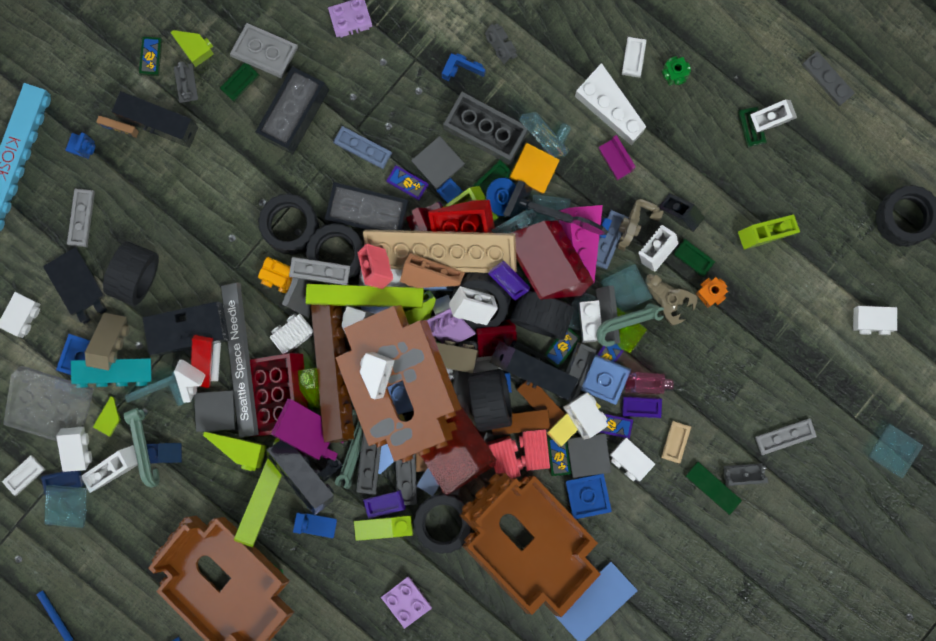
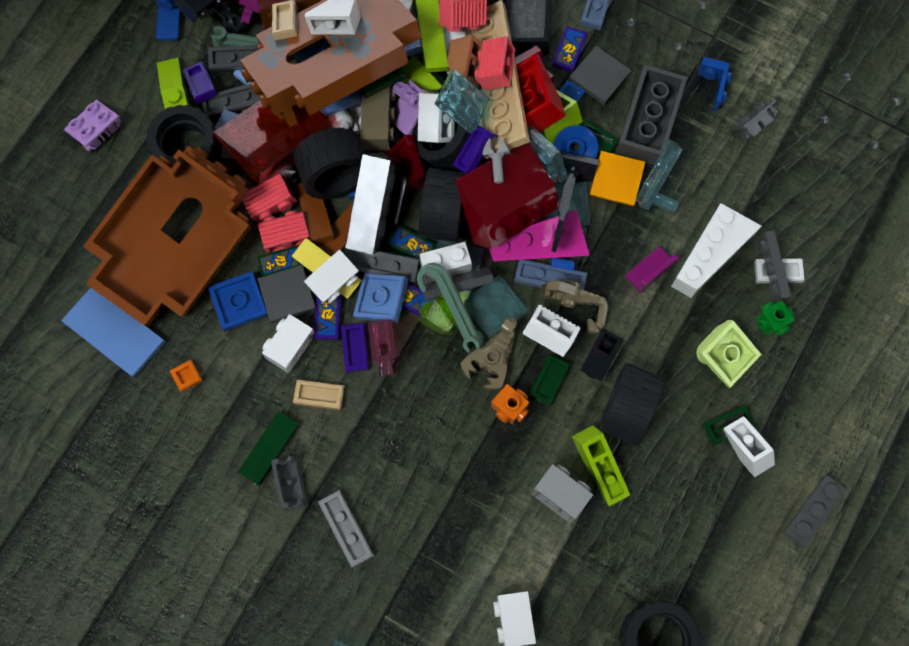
camera: 75 degrees right, 10 degrees down
(361, 418) = (284, 20): none -> tan tile
(434, 248) = (495, 63): none -> coral brick
(469, 281) = (462, 101): none -> clear light blue plate
(525, 262) = (496, 158): none -> light grey bar
(636, 62) = (774, 267): none -> dark grey plate
(643, 547) = (186, 376): none -> orange tile
(696, 114) = (727, 352): none -> yellowish green slope
(732, 198) = (632, 404): none -> black tyre
(793, 263) = (562, 493): none -> light grey brick

